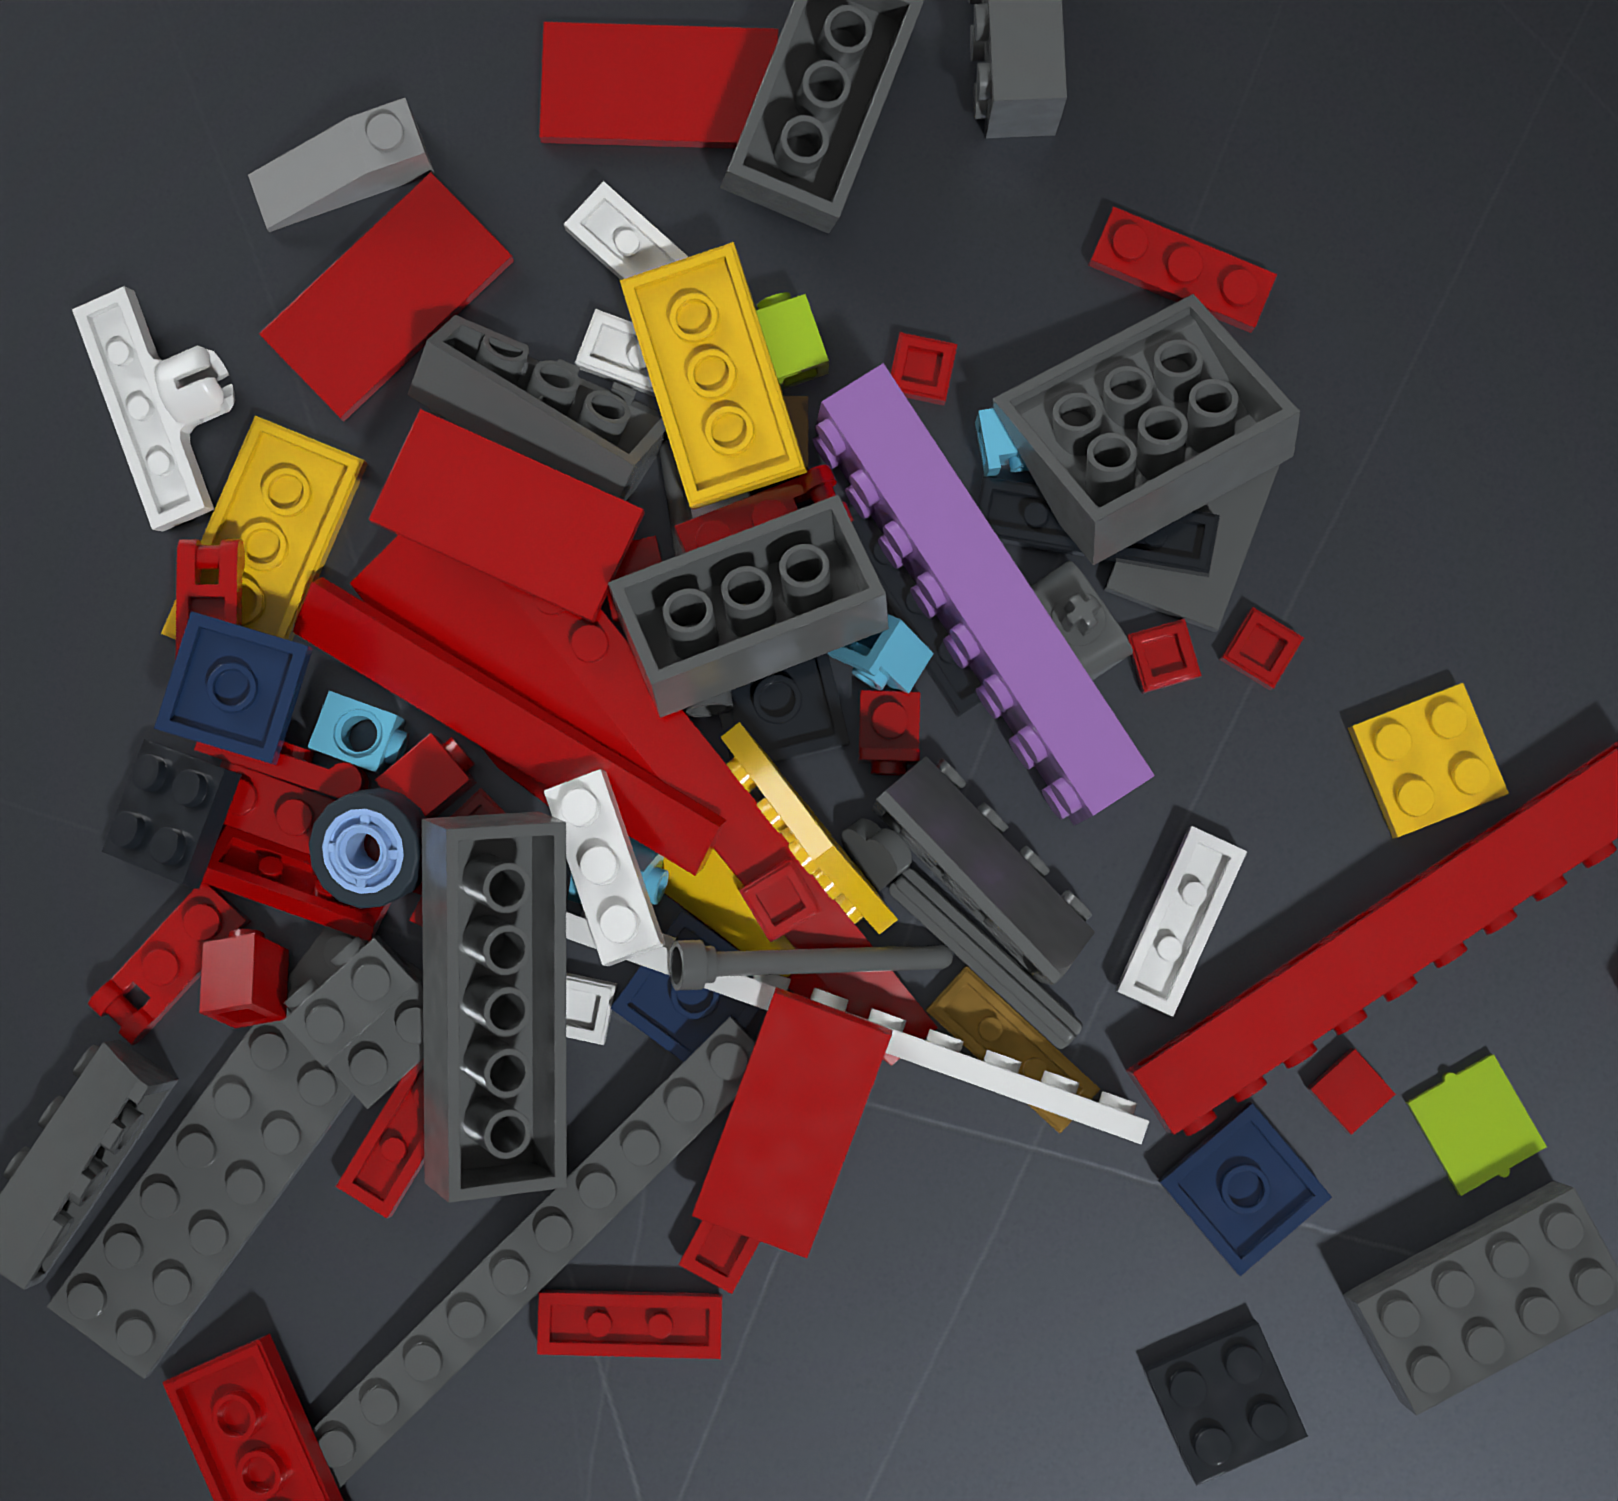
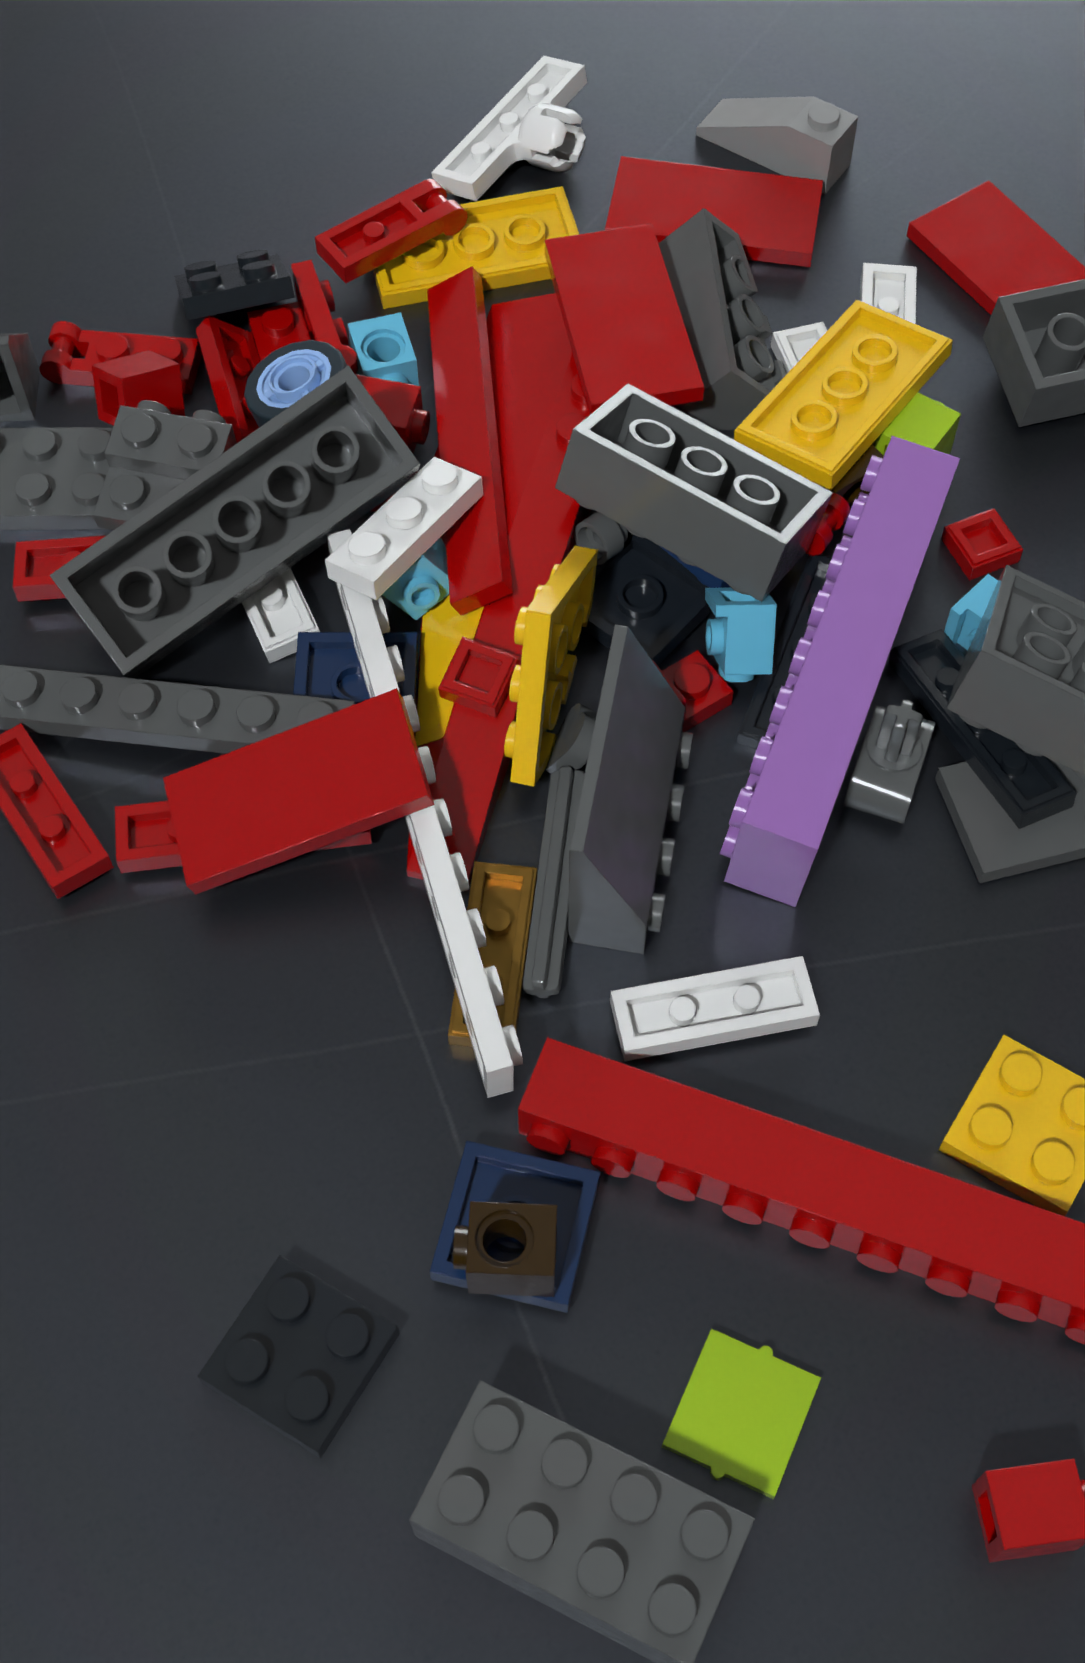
camera: 55 degrees right, 25 degrees down
(233, 688) = (354, 248): dark blue plate -> none
(696, 964) = (377, 627): dark grey piece -> none
(1163, 656) = (923, 853): red tile -> none
(1261, 648) = (1000, 924): red tile -> none
(1304, 1211) = (529, 1273): none -> dark brown brick
(1351, 1091) = (681, 1266): red tile -> none

